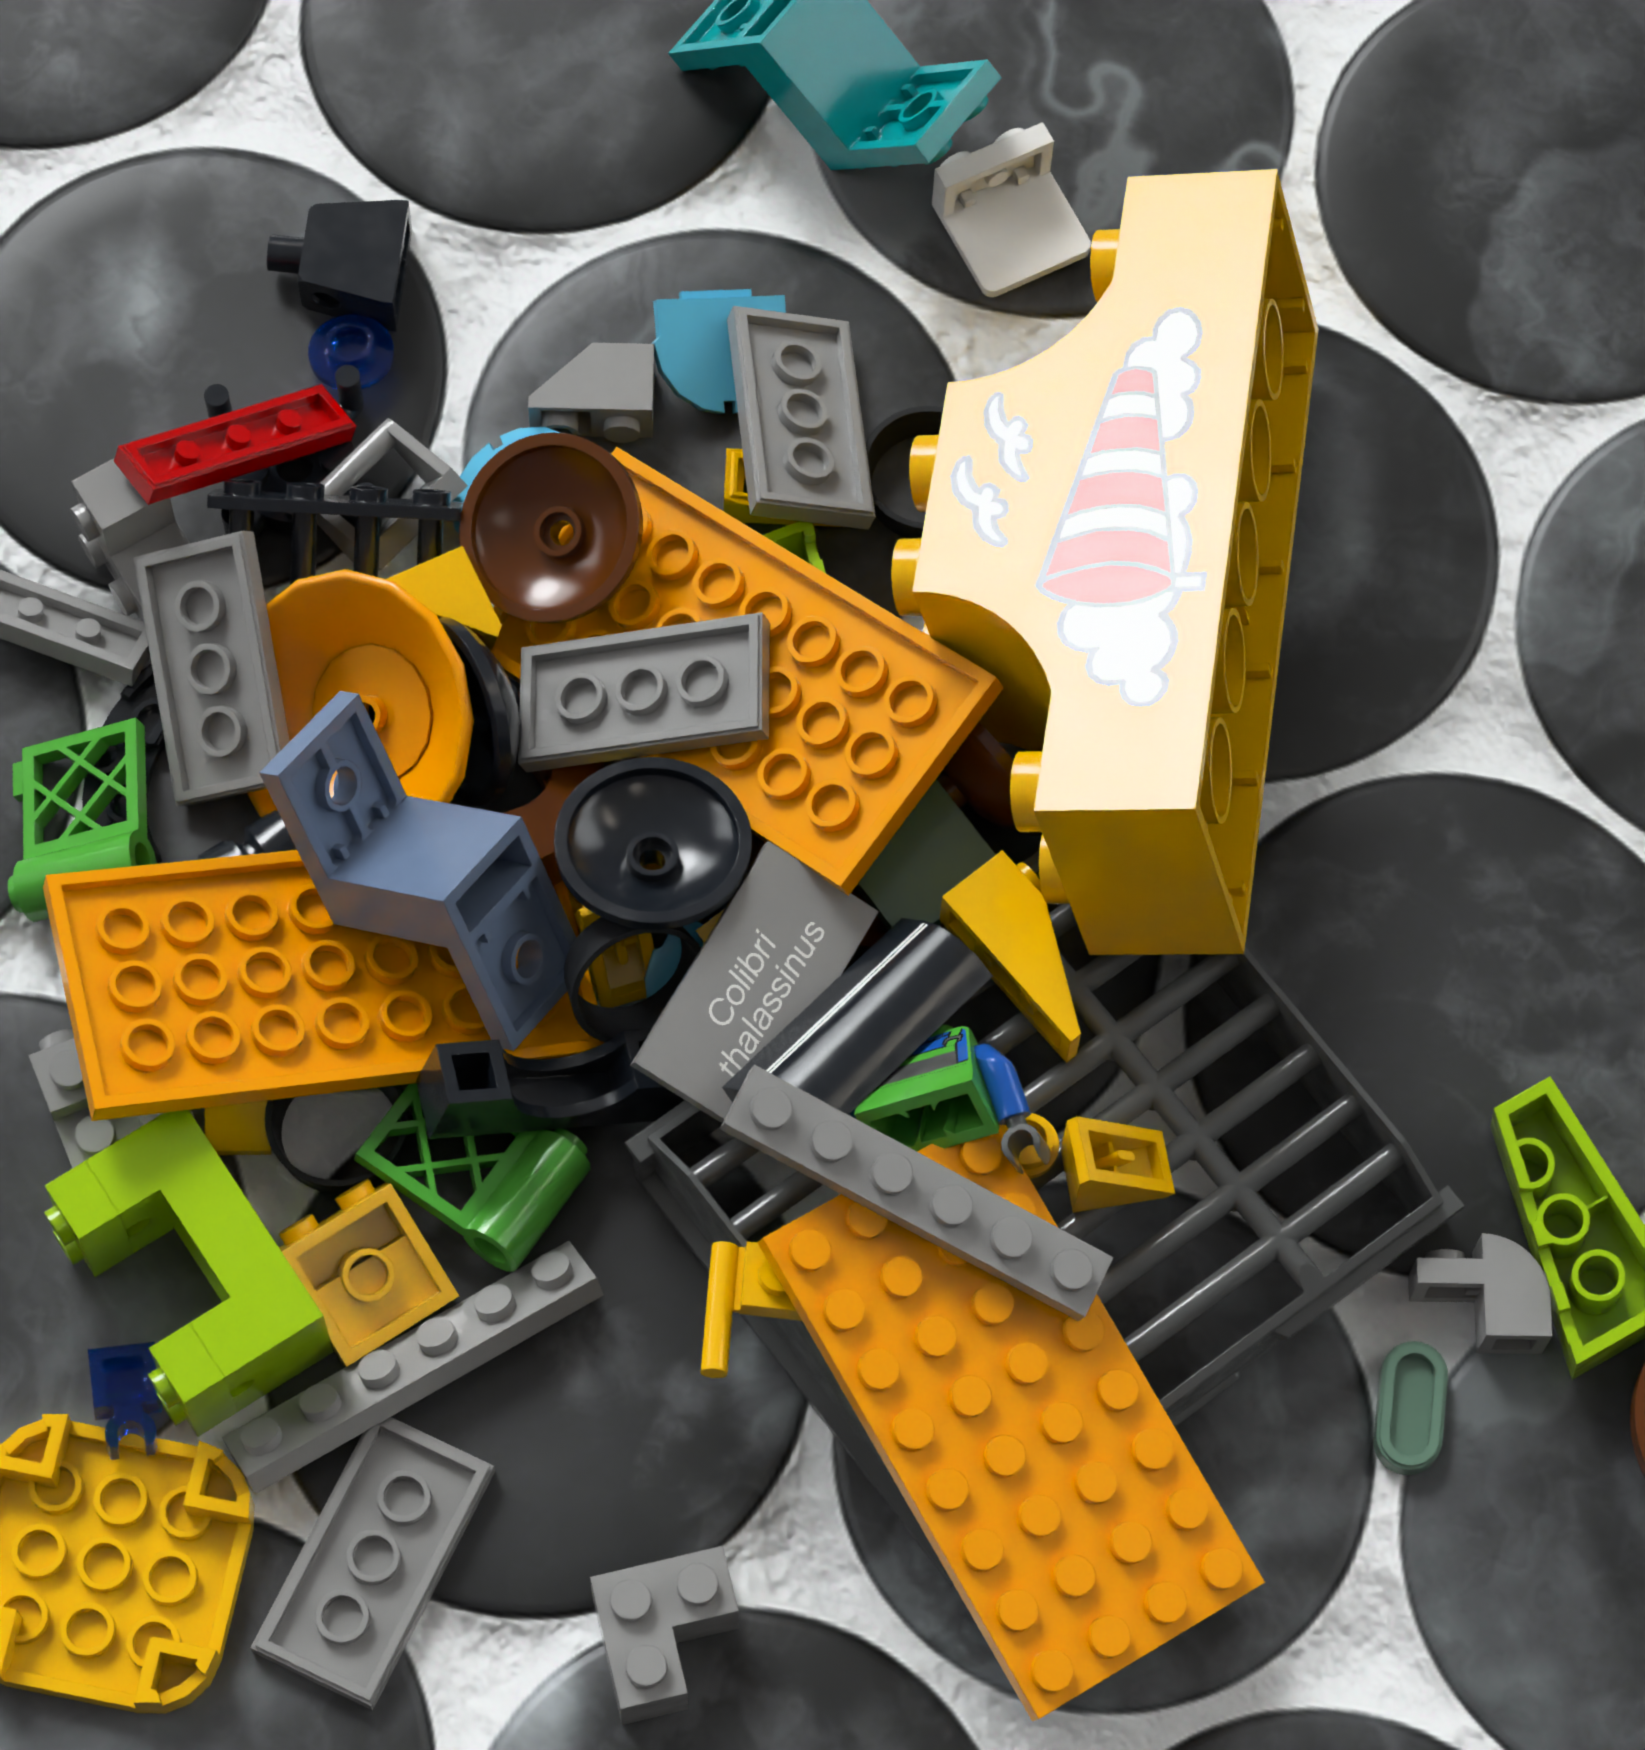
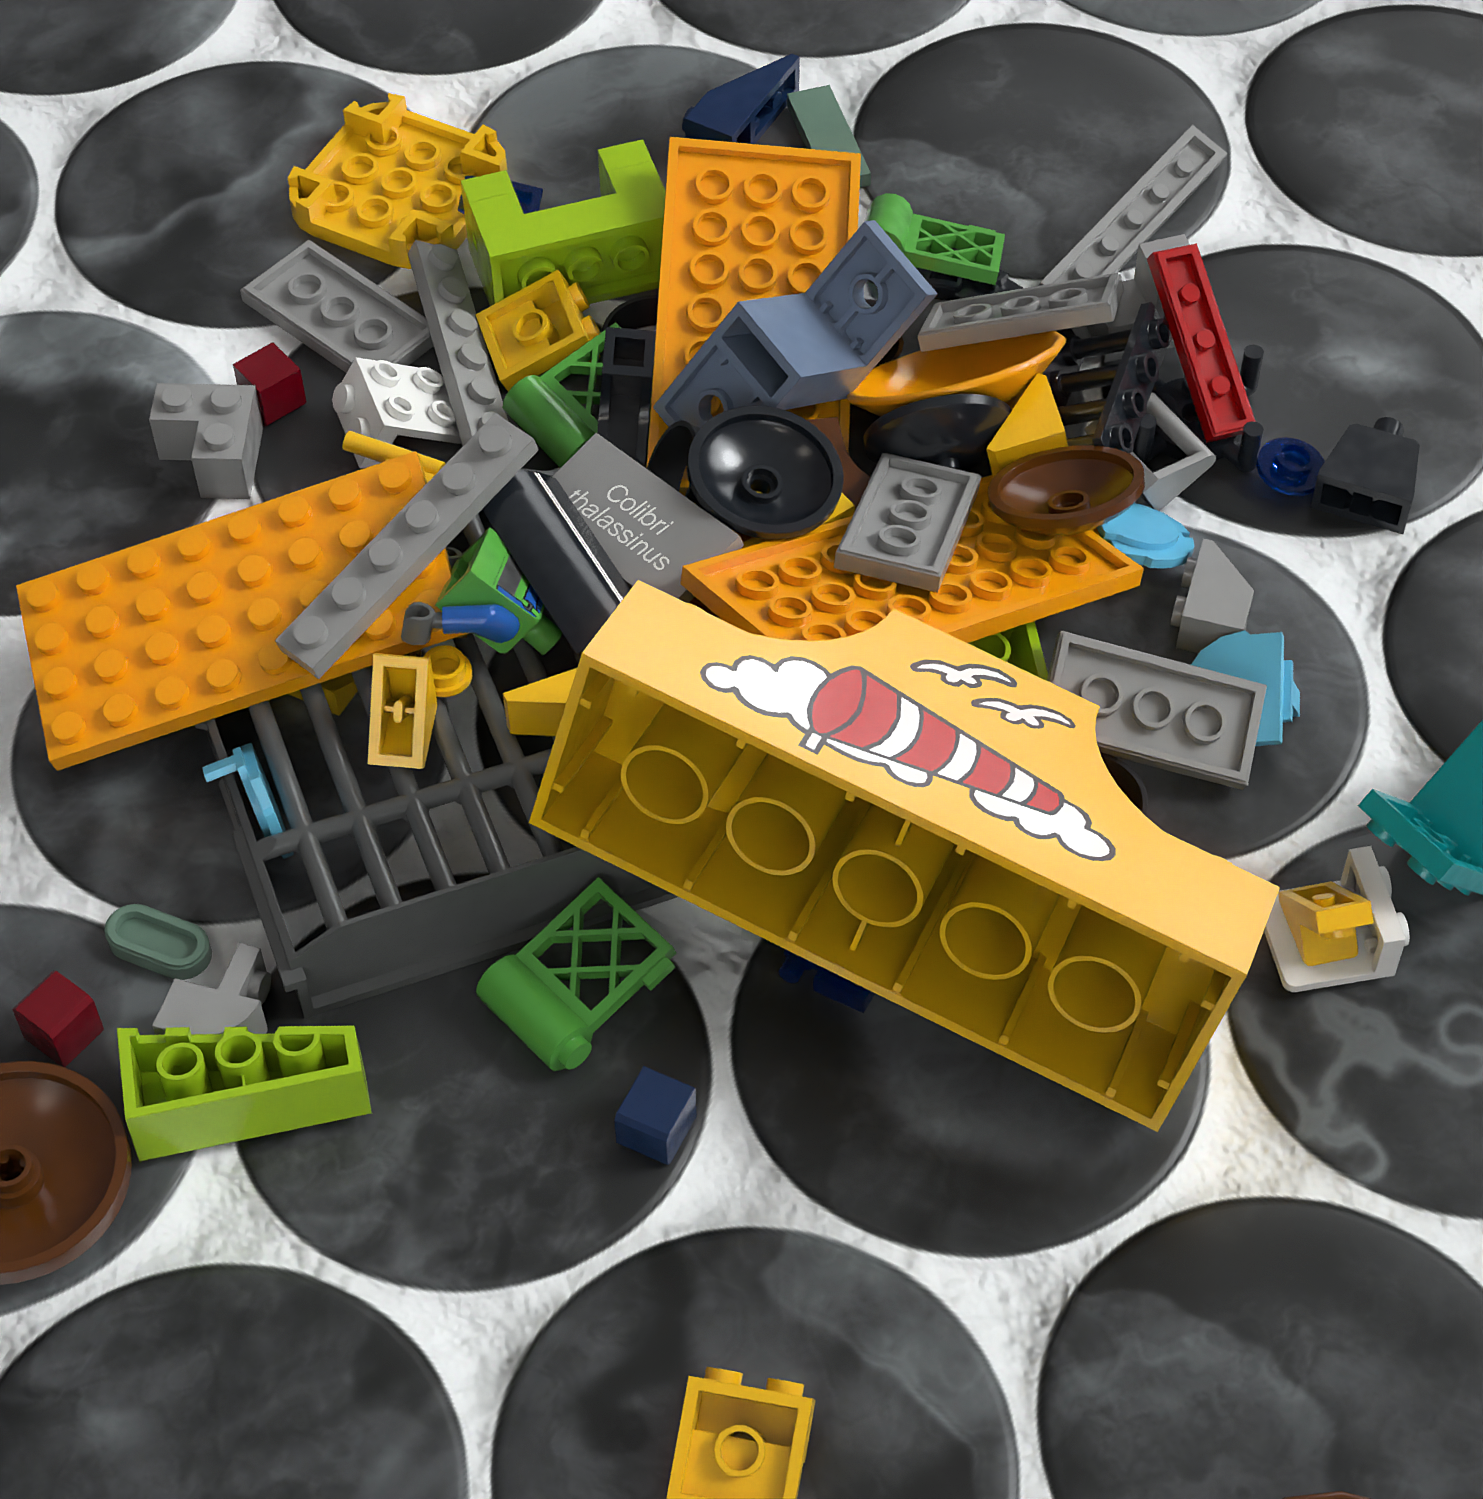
camera: 110 degrees right, 15 degrees down
(546, 1413) = (392, 401): none -> white bracket
(548, 1586) = (276, 381): none -> dark red piece
(1017, 210) = (1325, 921): none -> yellow slope
(1216, 1338) = (255, 785): none -> medium azure piece
(1371, 951) = (543, 1008): none -> bright green piece
(1458, 804) = (656, 1115): none -> dark blue piece
(1559, 1462) = (58, 1018): none -> dark red piece

